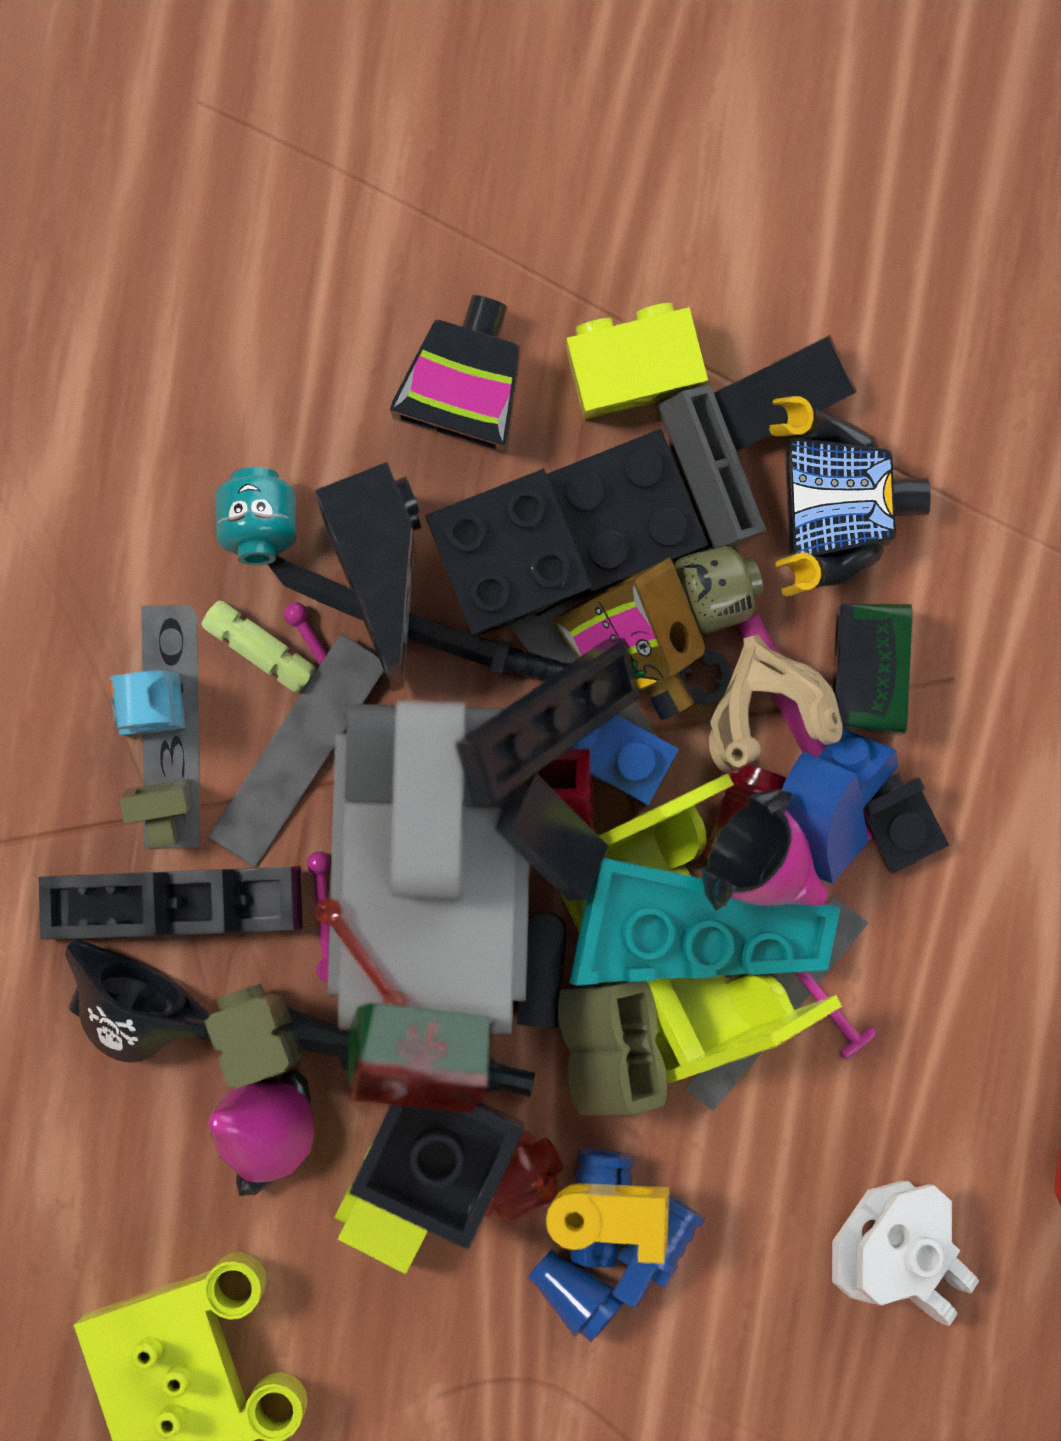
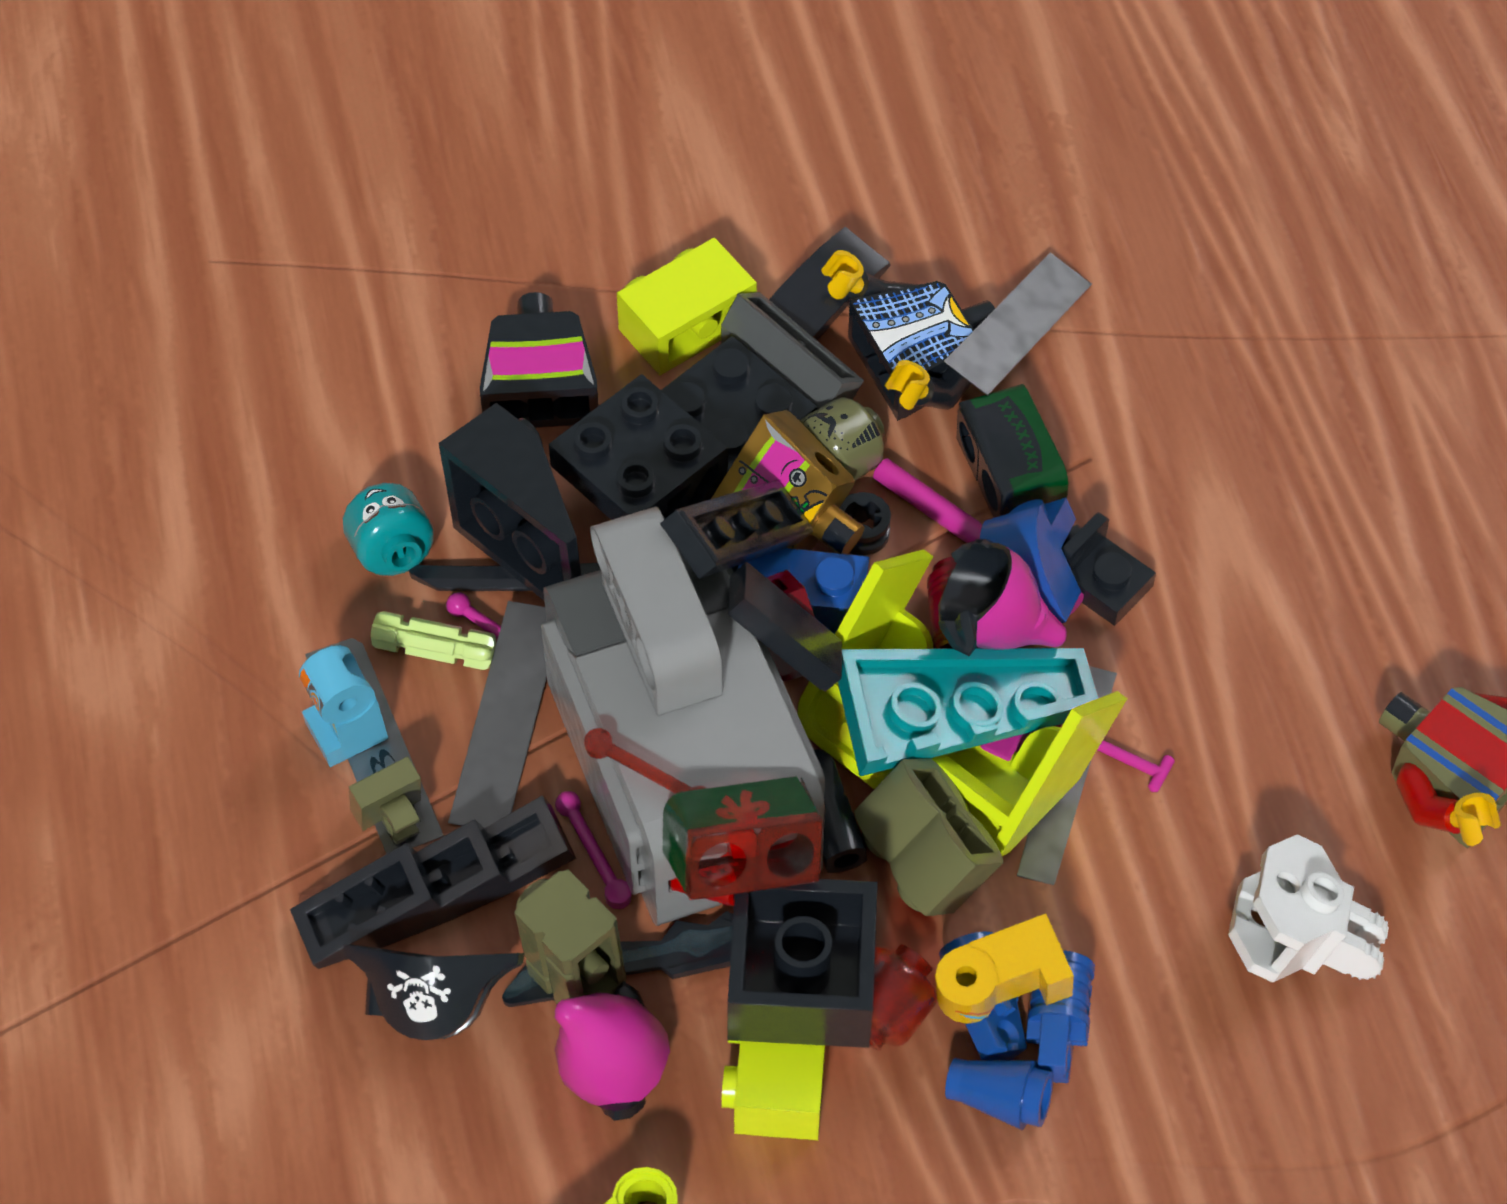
camera: 25 degrees left, 30 degrees down
(769, 671) = (912, 478): tan helmet -> none
(947, 521) = (1017, 323): none -> flat silver sticker

